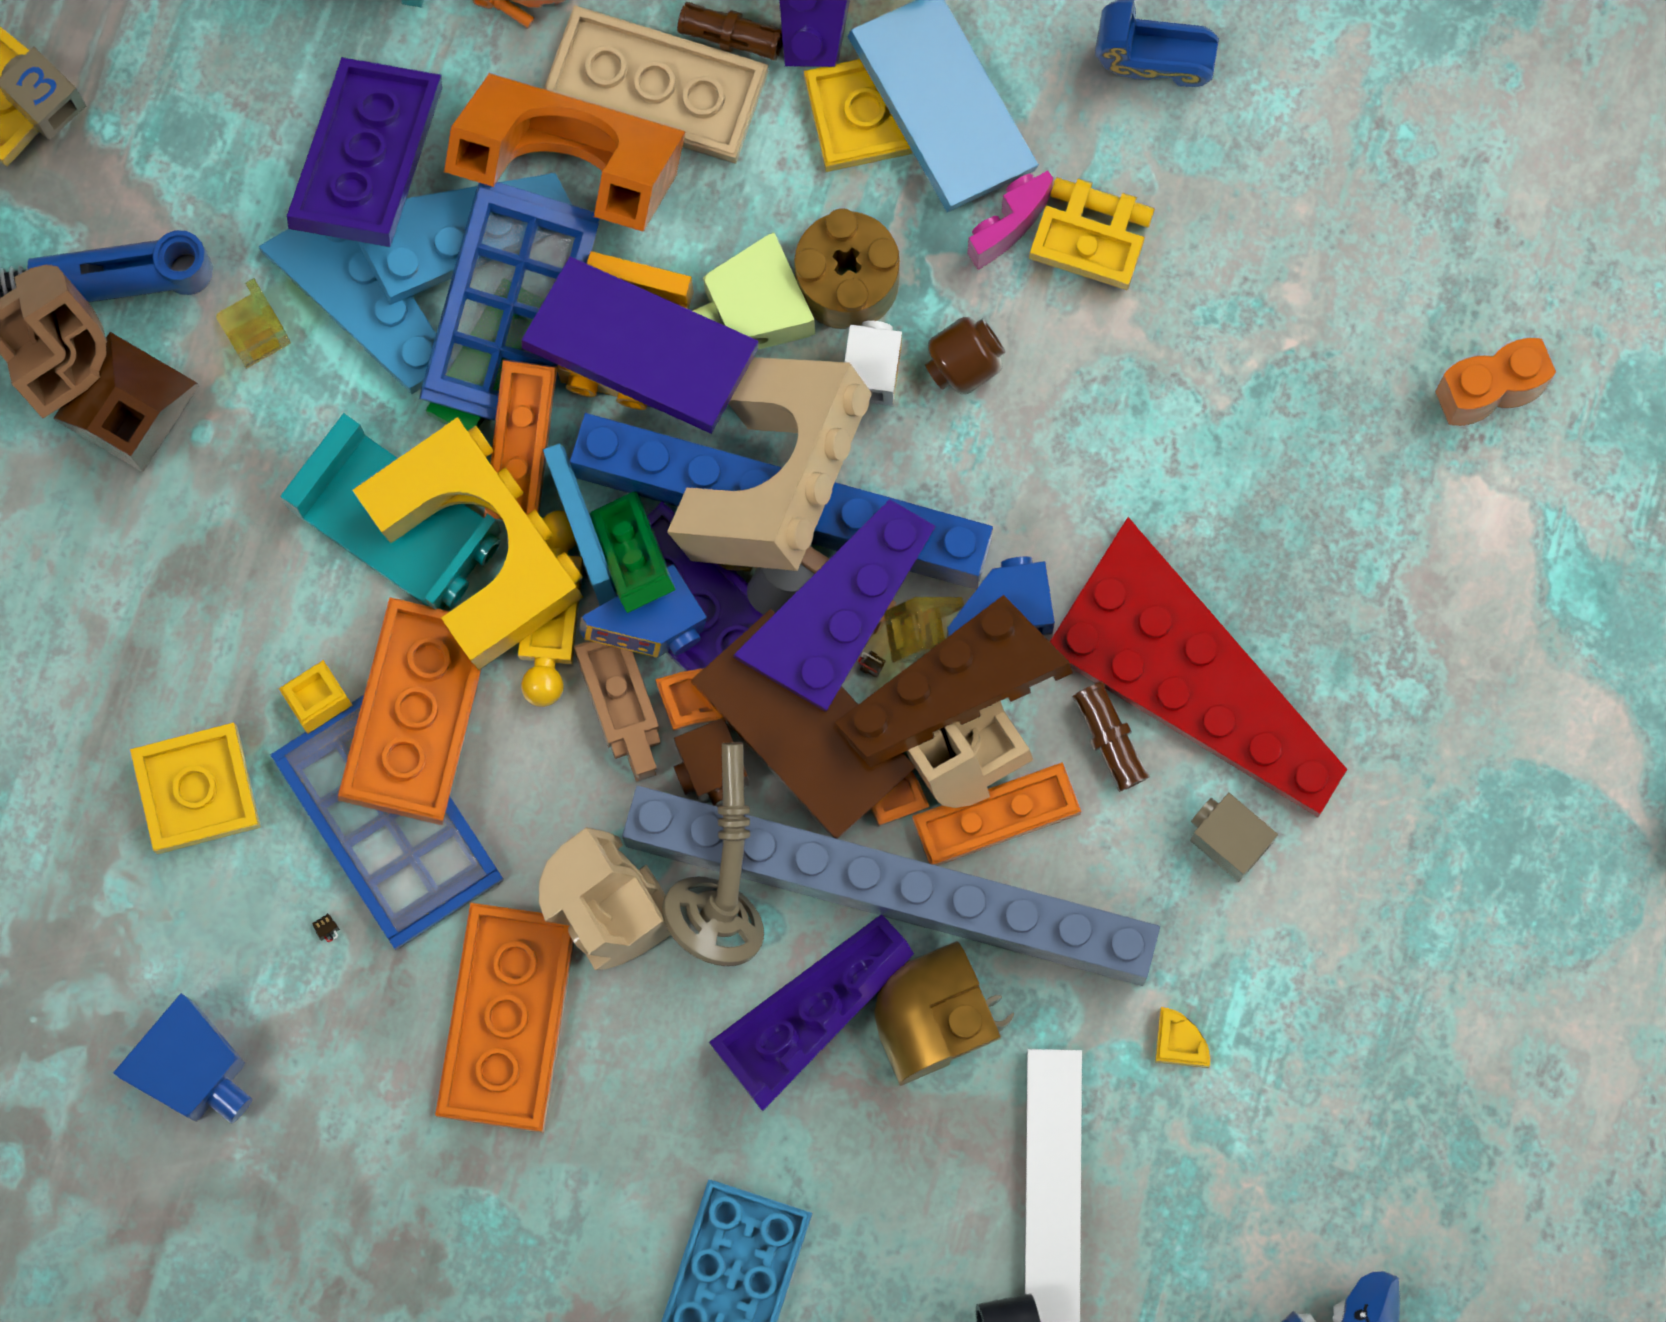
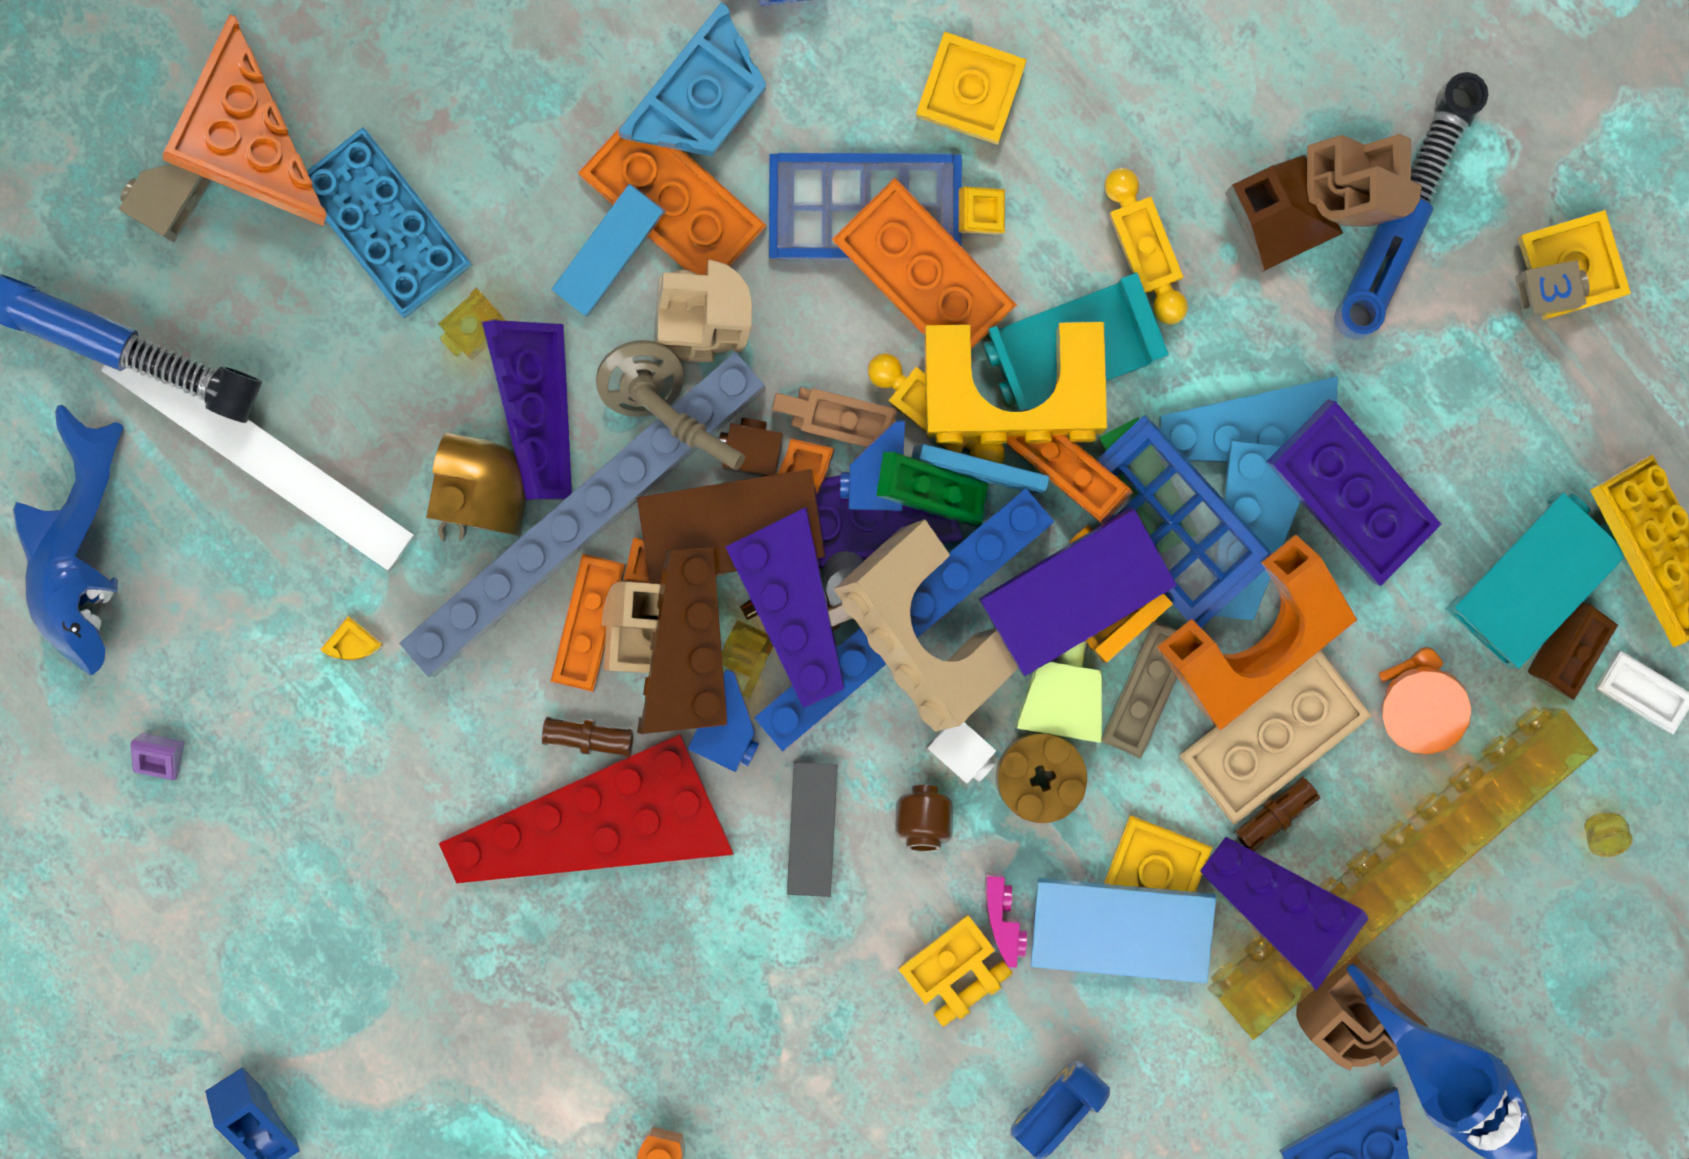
camera: 120 degrees right, 10 degrees up
(244, 513) = (1146, 245): none -> yellow plate
(253, 327) = (1280, 335): clear yellow panel -> none
(326, 927) = (817, 118): dark brown piece -> none
(375, 1057) = (700, 93): none -> dark azure wing
(601, 1044) = (608, 250): none -> dark azure tile
(695, 230) = (1142, 696): none -> dark tan tile
(750, 1138) = (472, 343): none -> clear yellow brick
(1049, 459) = (812, 829): none -> dark grey tile
(1231, 835) = (463, 771): dark tan brick -> none
(1432, 1162) = (156, 756): none -> medium lavender slope

